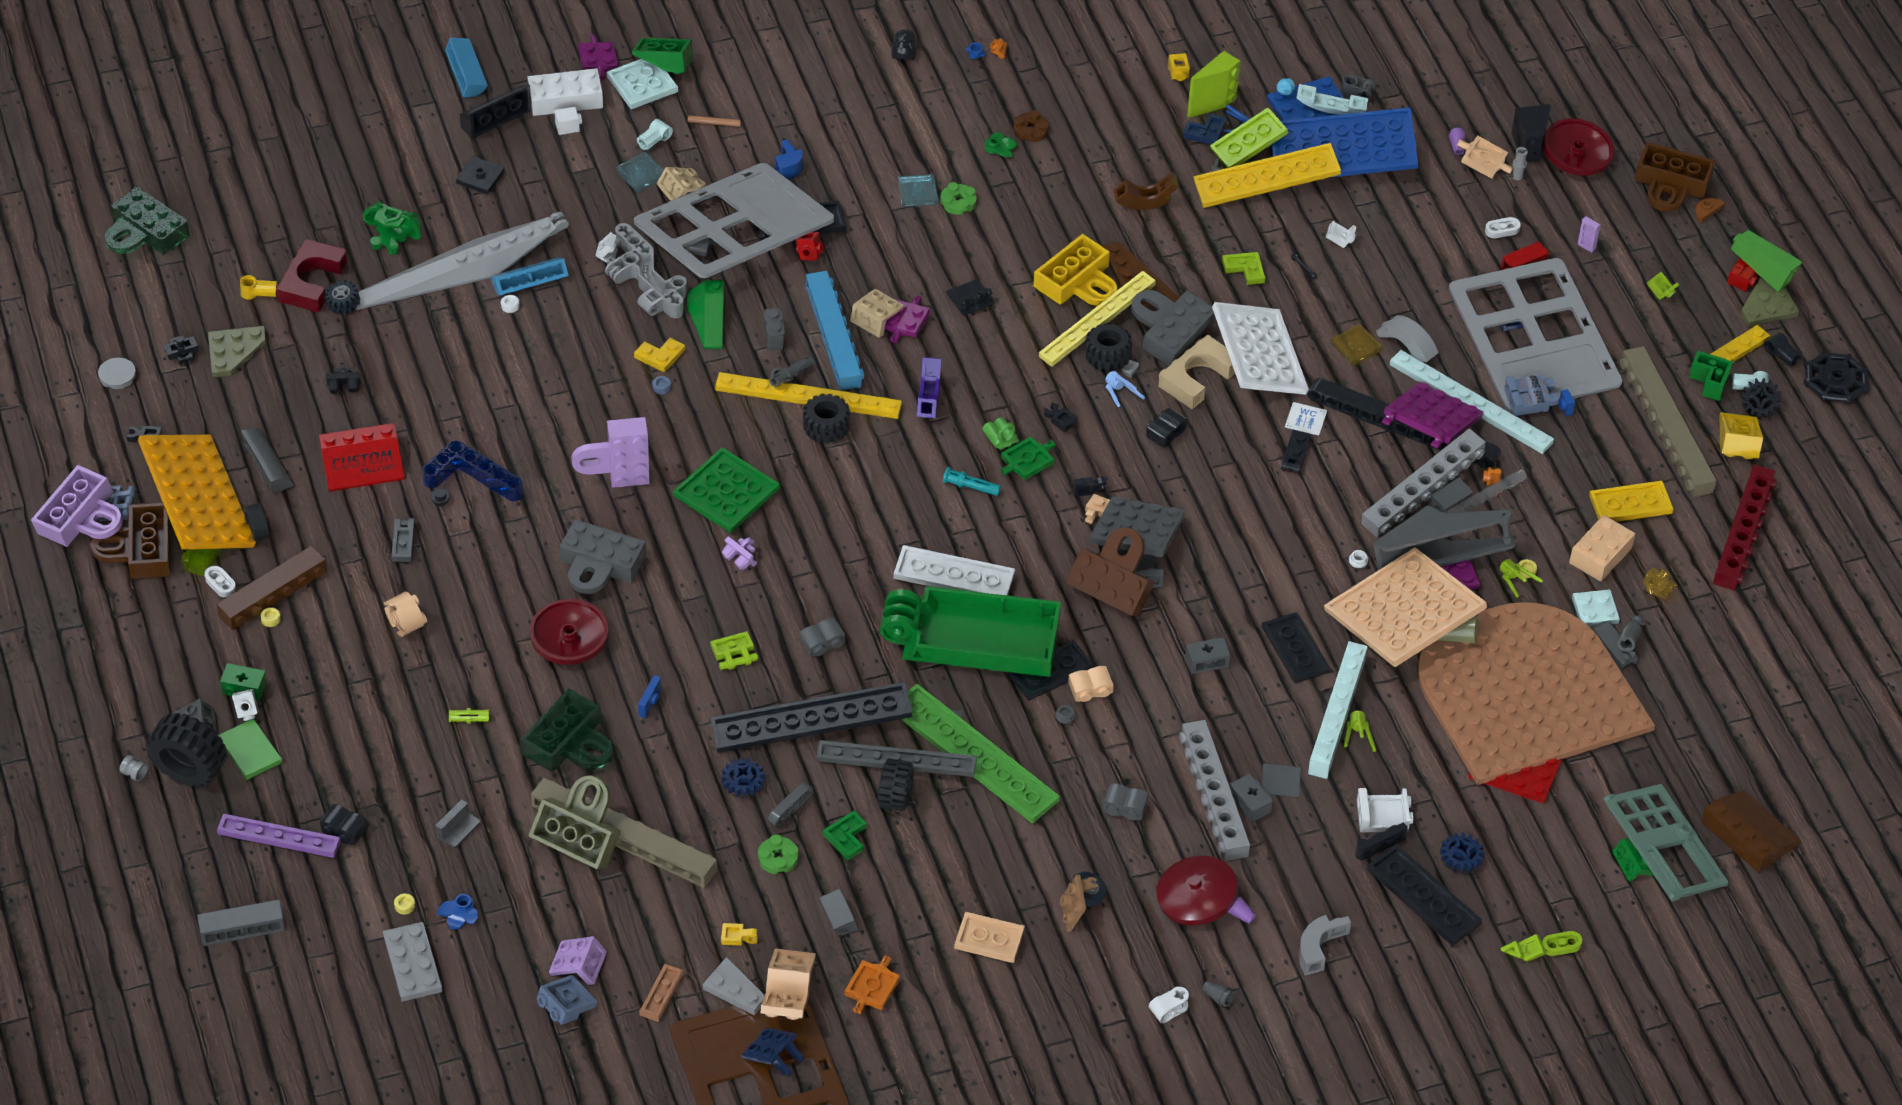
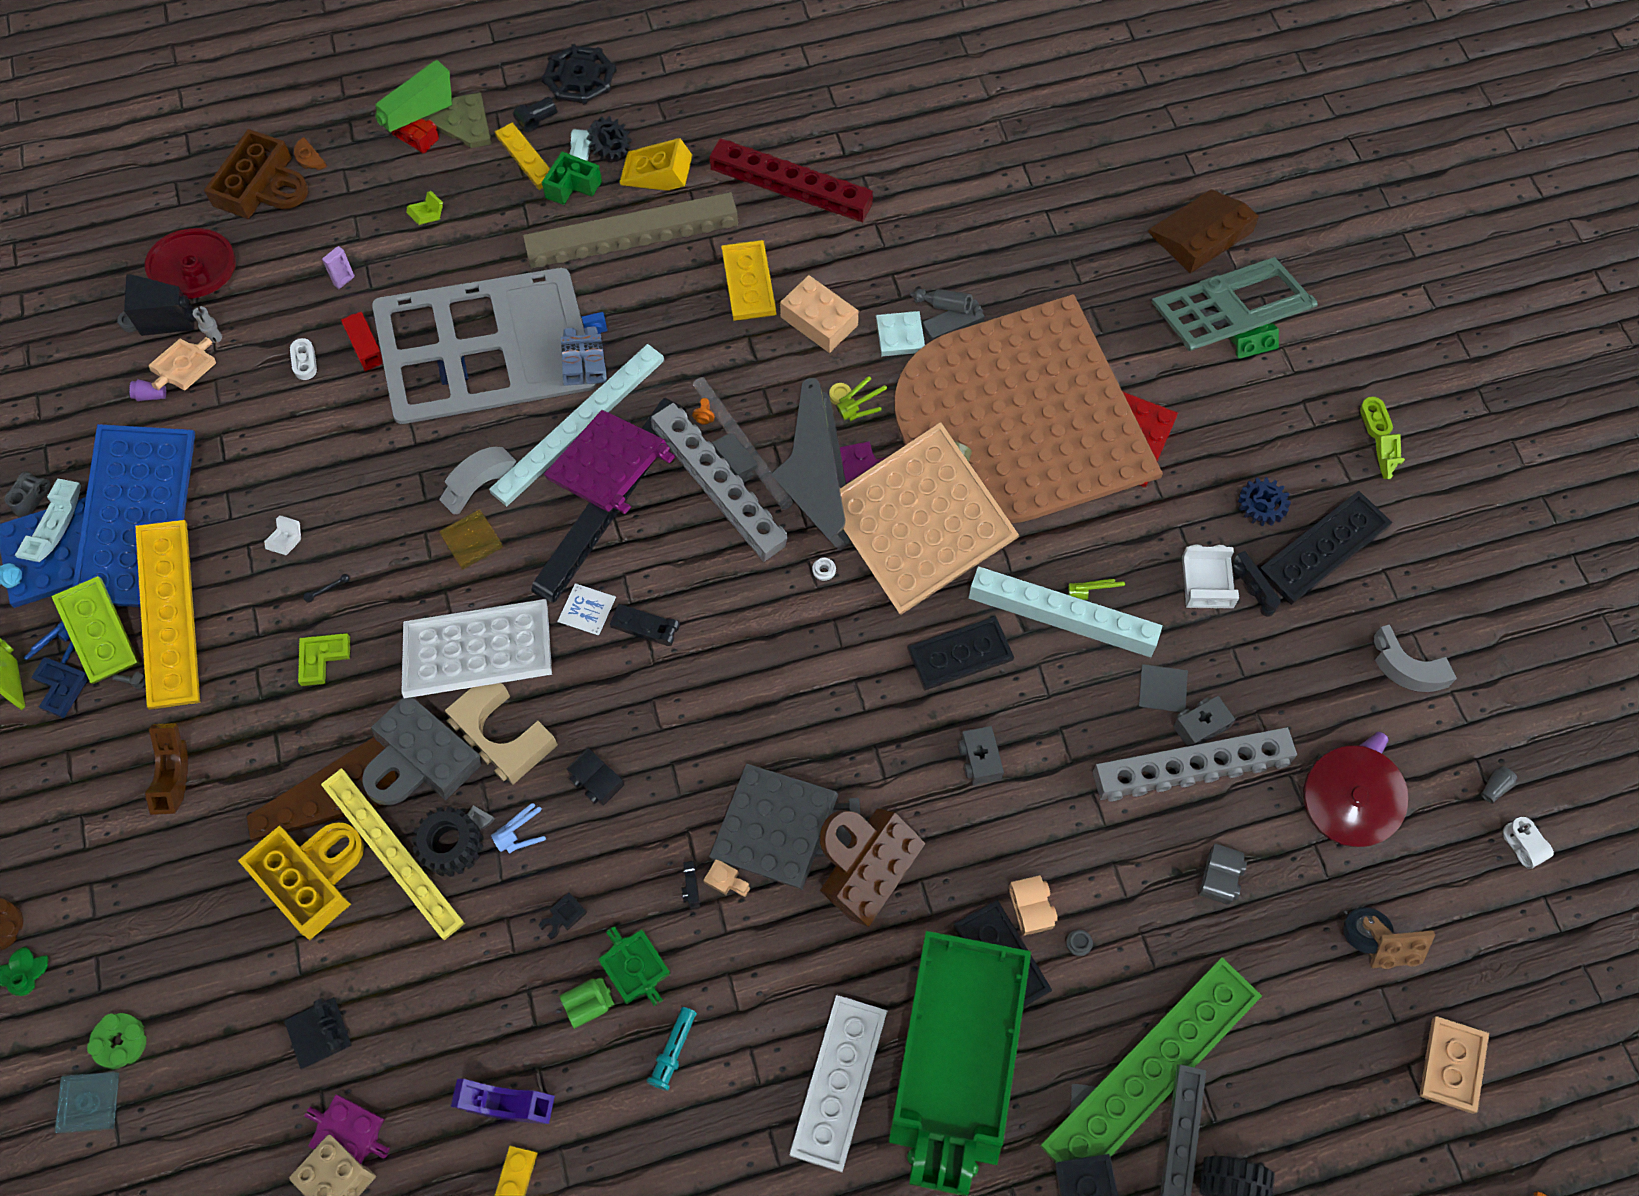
camera: 85 degrees left, 15 degrees up
(1658, 582) = (872, 265): clear yellow brick -> none

